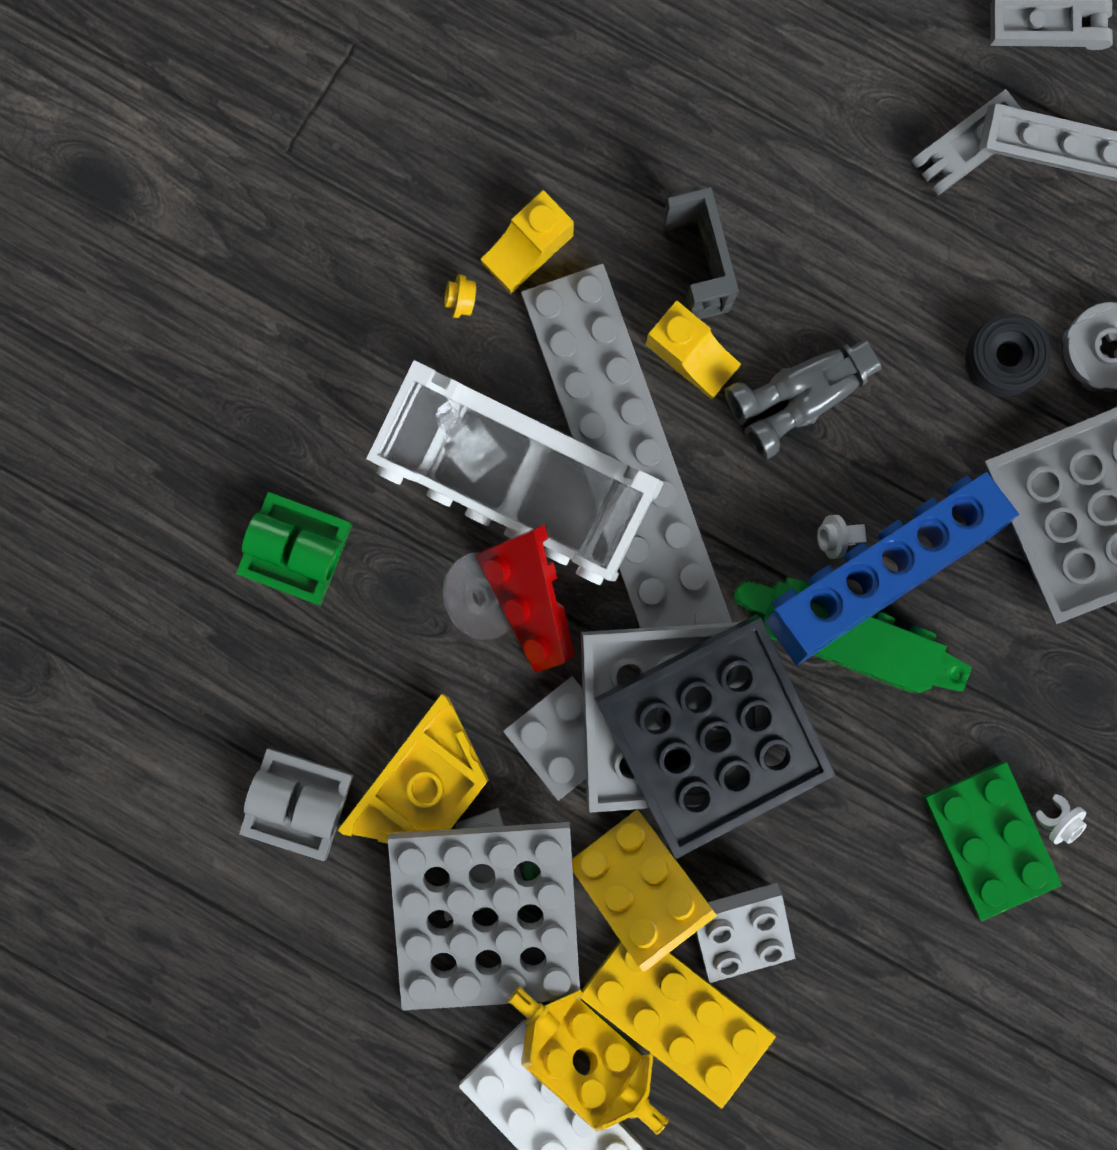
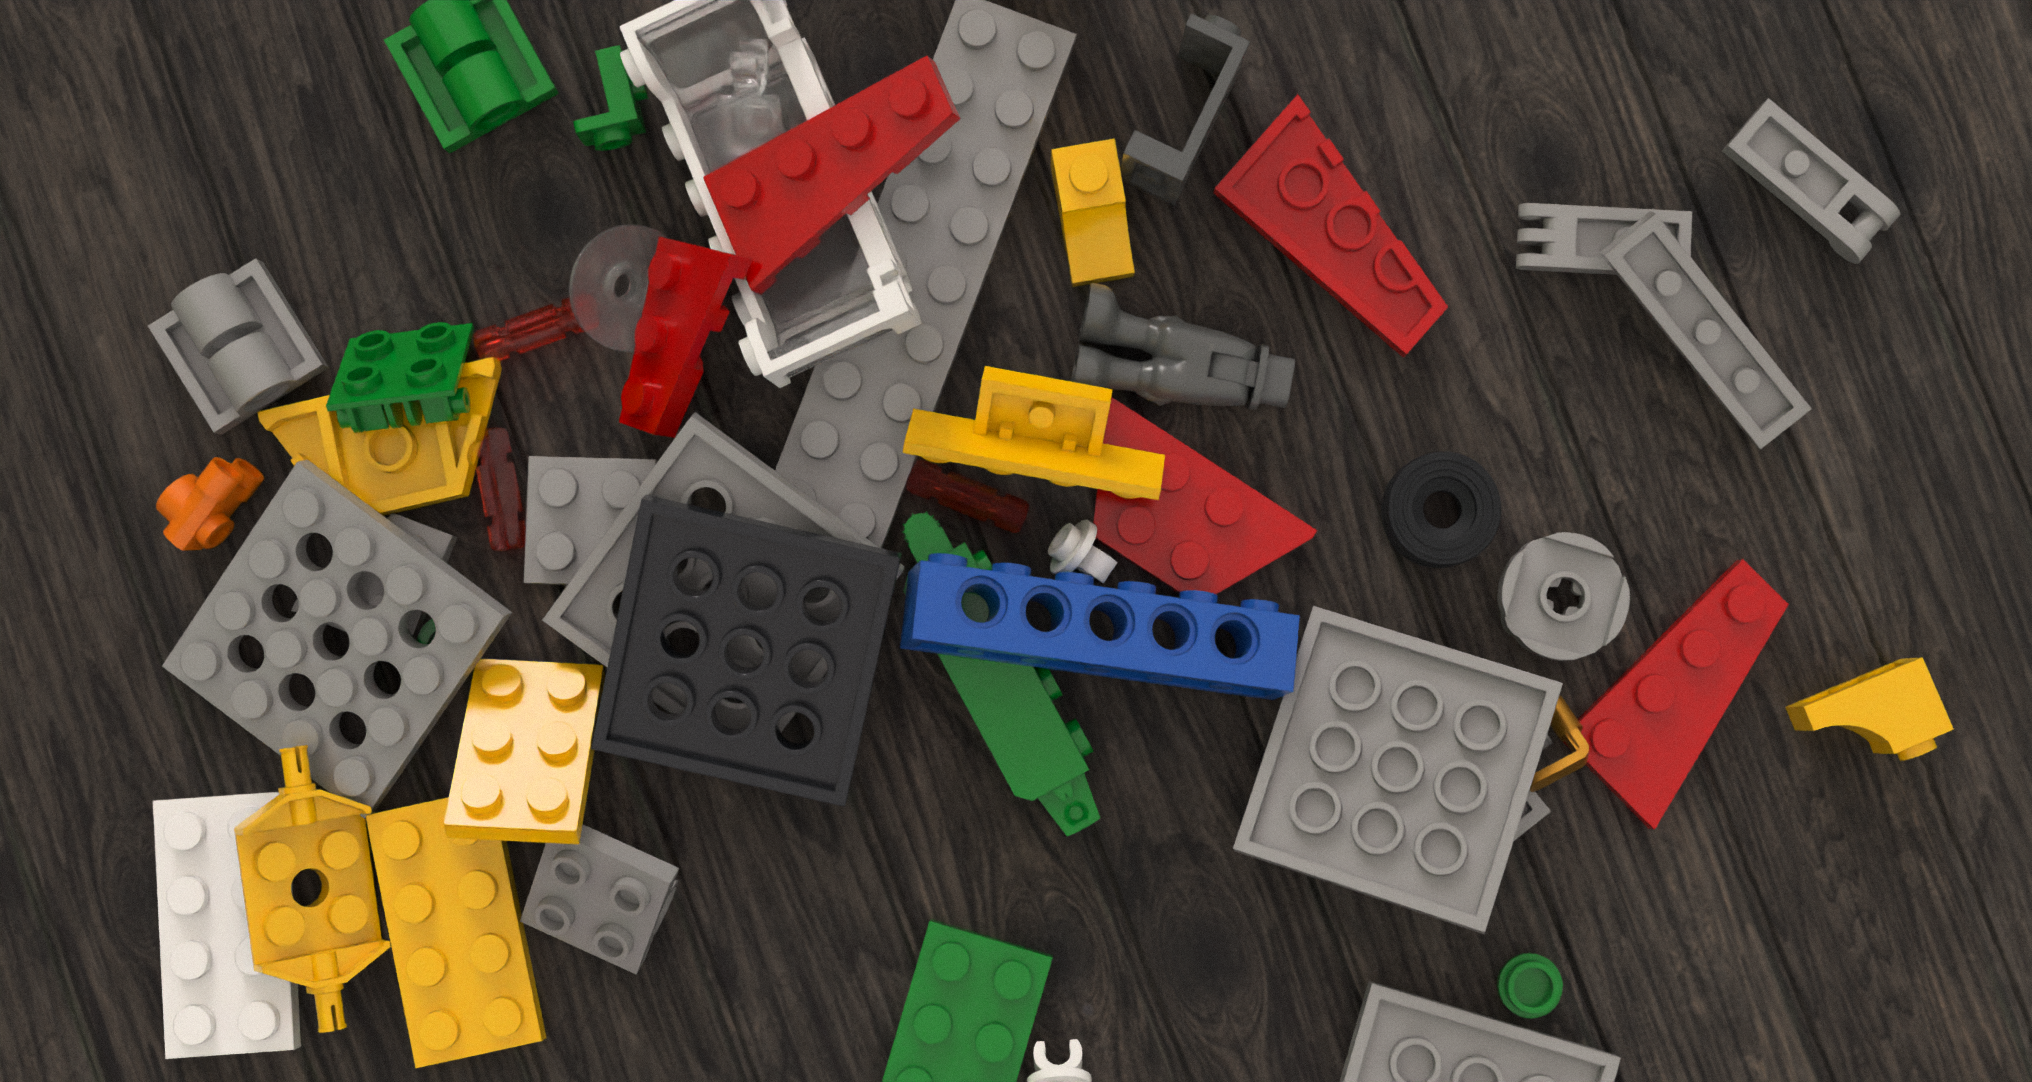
camera: 40 degrees right, 0 degrees up
(351, 907) = (202, 505): none -> orange plate
(389, 495) = (624, 118): none -> green bracket
(398, 742) = (399, 368): none -> green hinge
(445, 664) = (526, 331): none -> clear red axle
(503, 763) = (500, 492): none -> clear red axle
(537, 453) = (811, 176): none -> red wing
(753, 556) = (967, 496): none -> clear red axle
(770, 489) = (1038, 431): none -> yellow bracket
(814, 254) = (1320, 218): none -> red wing
(874, 469) = (1203, 527): none -> red wing

